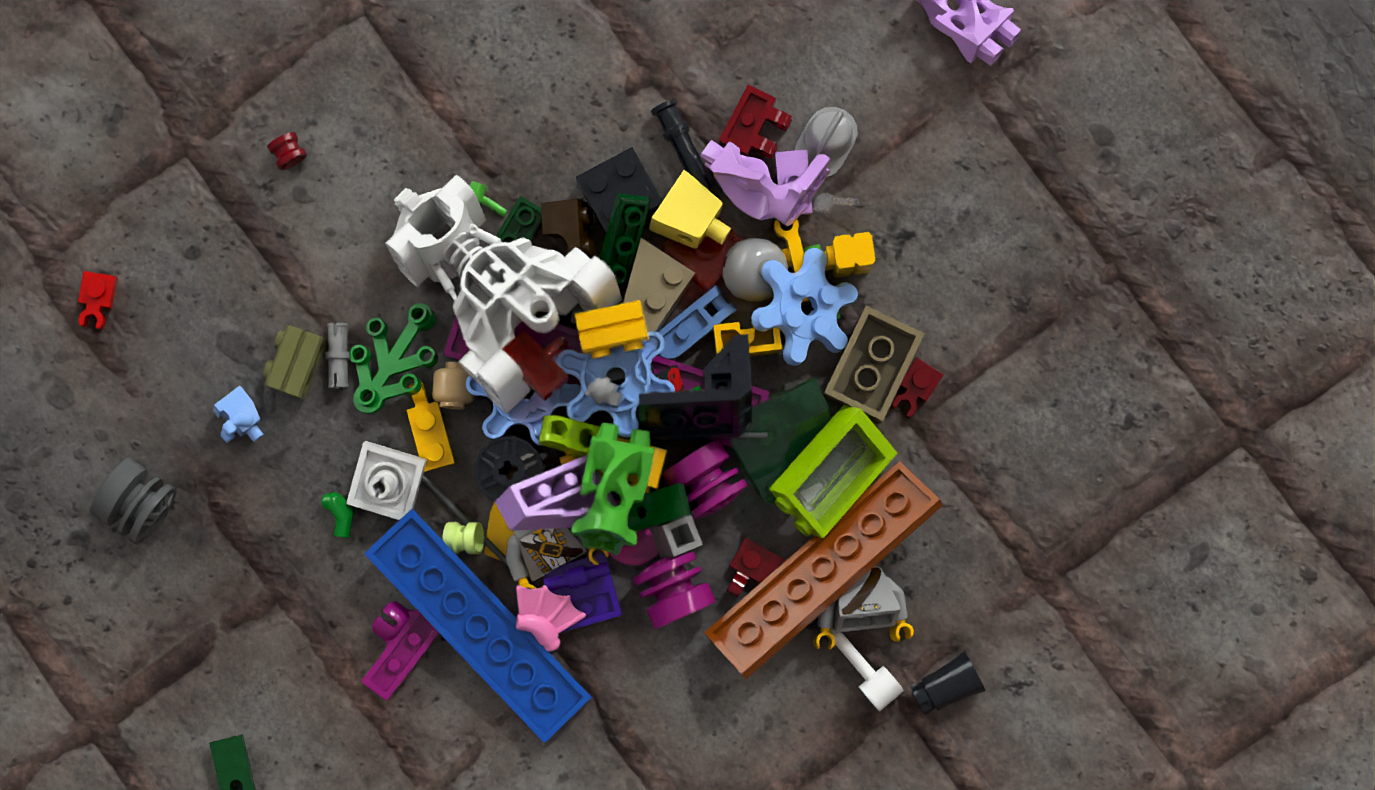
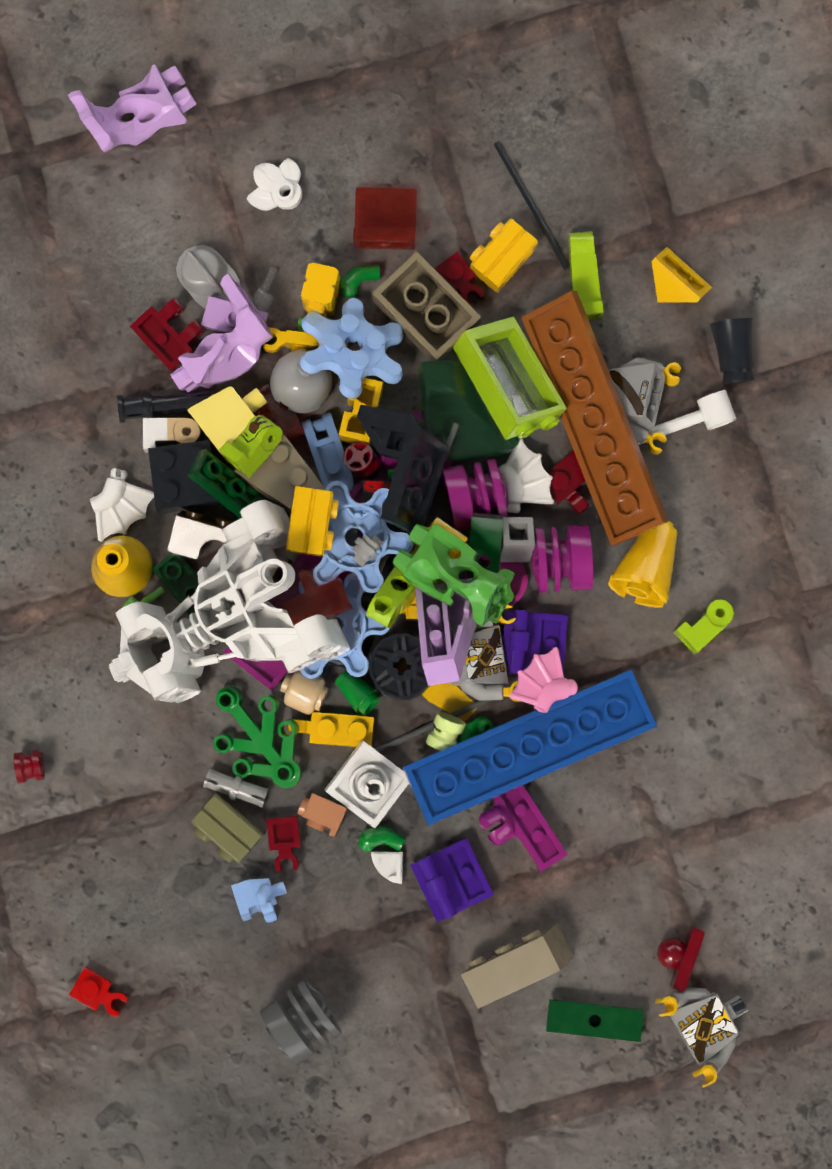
camera: 70 degrees left, 0 degrees up
(262, 691) = (517, 965): none -> dark tan wedge
(306, 419) = (283, 836): none -> dark red plate
(317, 531) = (389, 865): none -> white tile
(323, 597) = (451, 880): none -> dark purple plate
(342, 448) = (322, 813): none -> nougat brick
(470, 439) = (358, 693): none -> green cone
(478, 565) = (475, 727): none -> green arm
(512, 166) = (129, 573): none -> yellow cone
(570, 140) = (119, 505): none -> white arm
(659, 161) = (169, 431): none -> leg
(671, 246) = (253, 445): none -> lime leg
(674, 763) = (714, 620): none -> lime leg
(697, 350) = (356, 454): none -> dark red wheel
(698, 676) = (647, 567): none -> yellow cone
(741, 524) = (525, 478): none -> white arm
(879, 284) = (356, 276): none -> green arm
(941, 169) = (273, 183): none -> white plate
(949, 291) = (385, 218): none -> clear red bracket
(957, 420) = (503, 254): none -> yellow brick
(968, 508) = (585, 273): none -> lime leg
(998, 602) = (676, 280): none -> yellow slope
(1018, 431) = (531, 205): none -> black piece

